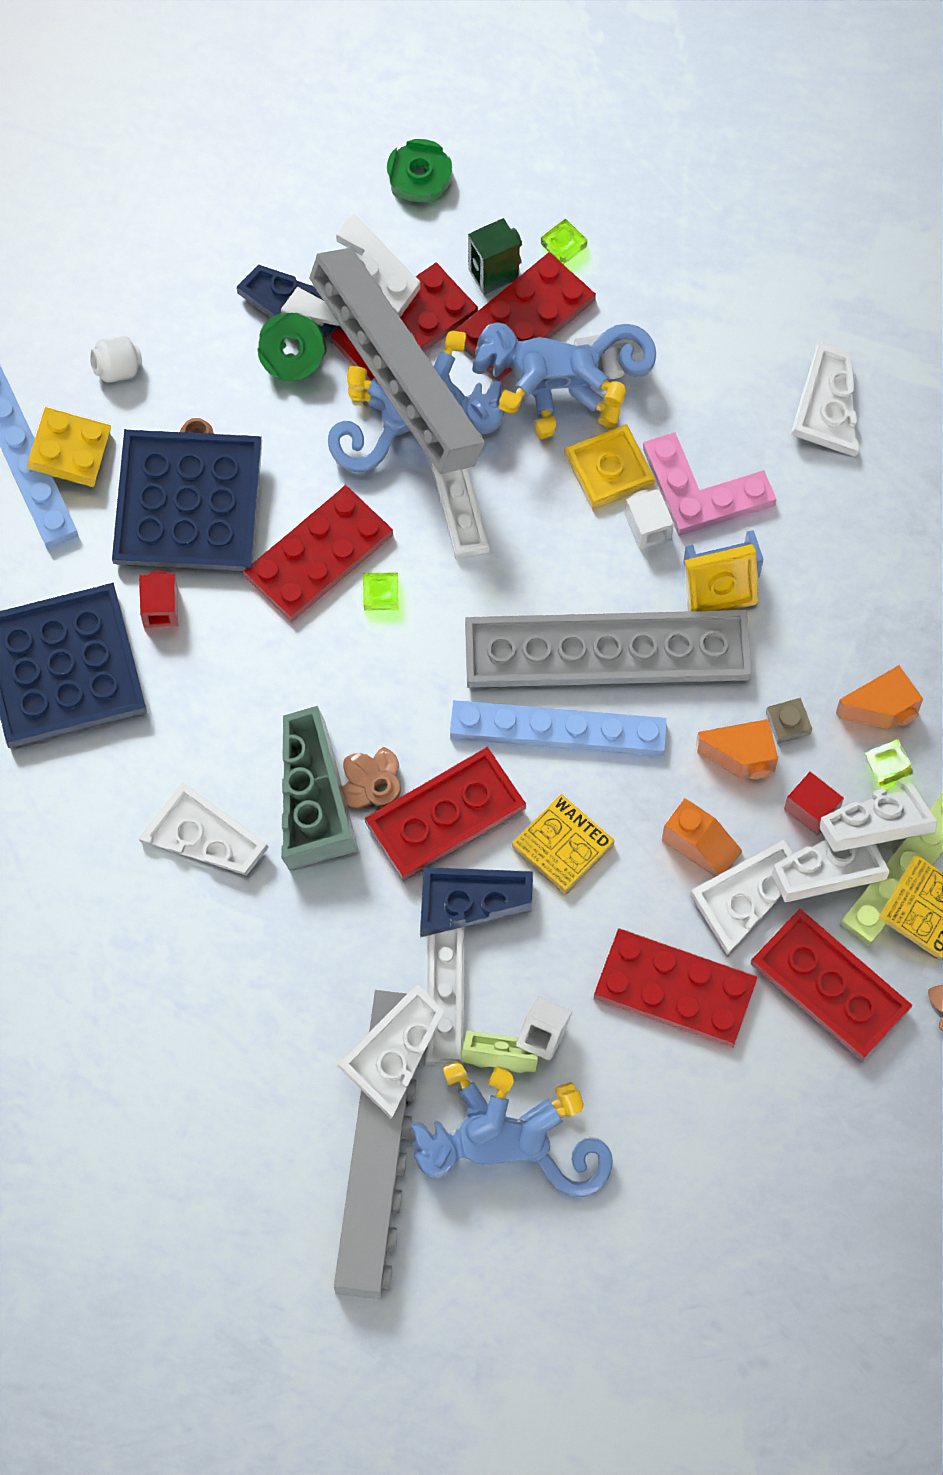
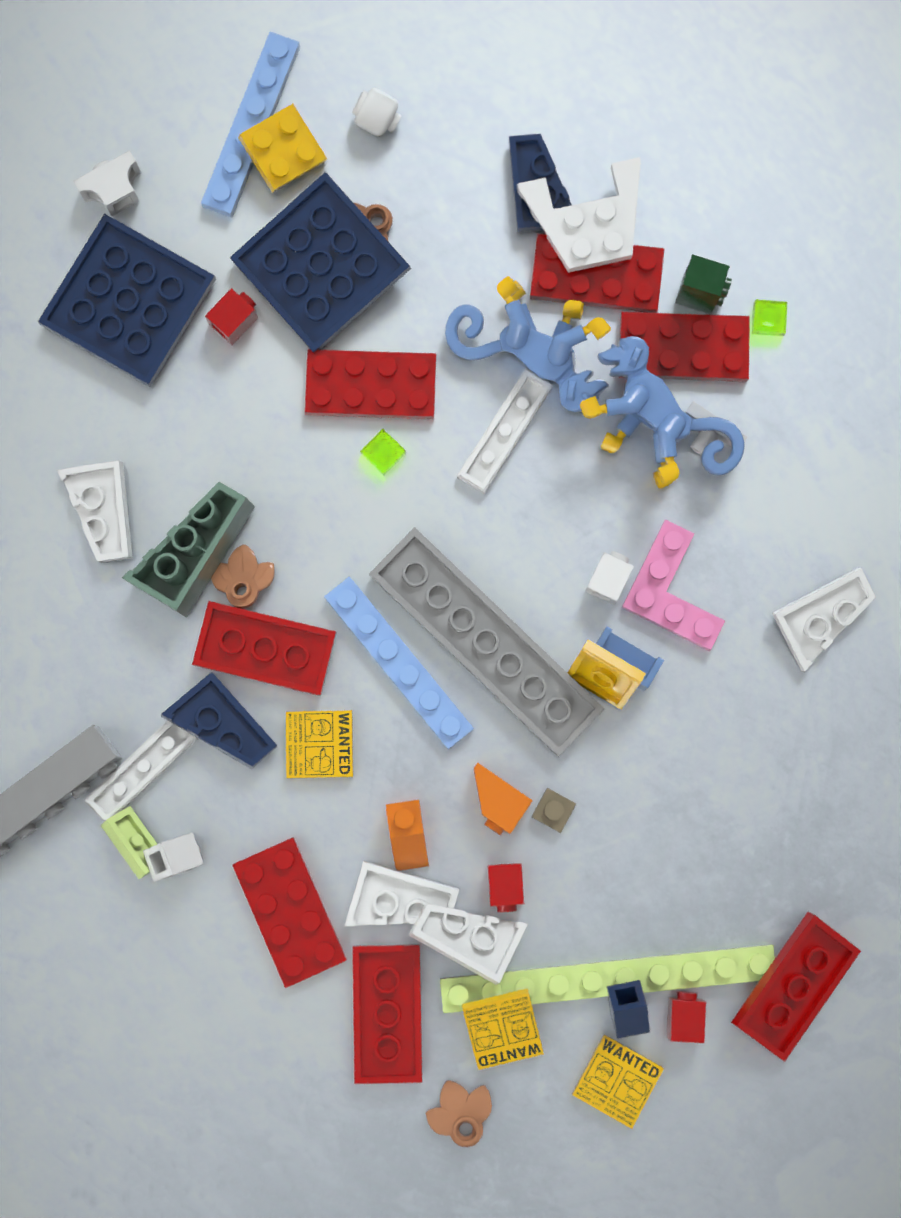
camera: 45 degrees right, 15 degrees up
(291, 366) = (515, 222): green plate -> none
(392, 1049) = (55, 778): white wing -> none
(396, 360) = (542, 303): light grey brick -> none
(419, 187) = (721, 185): green plate -> none
(494, 1138) = (70, 899): medium blue animal -> none
(609, 466) = (626, 513): yellow tile -> none
(881, 819) = (533, 942): white wing -> none
(882, 701) = (627, 863): orange slope -> none
(889, 763) = (584, 907): clear neon green plate -> none

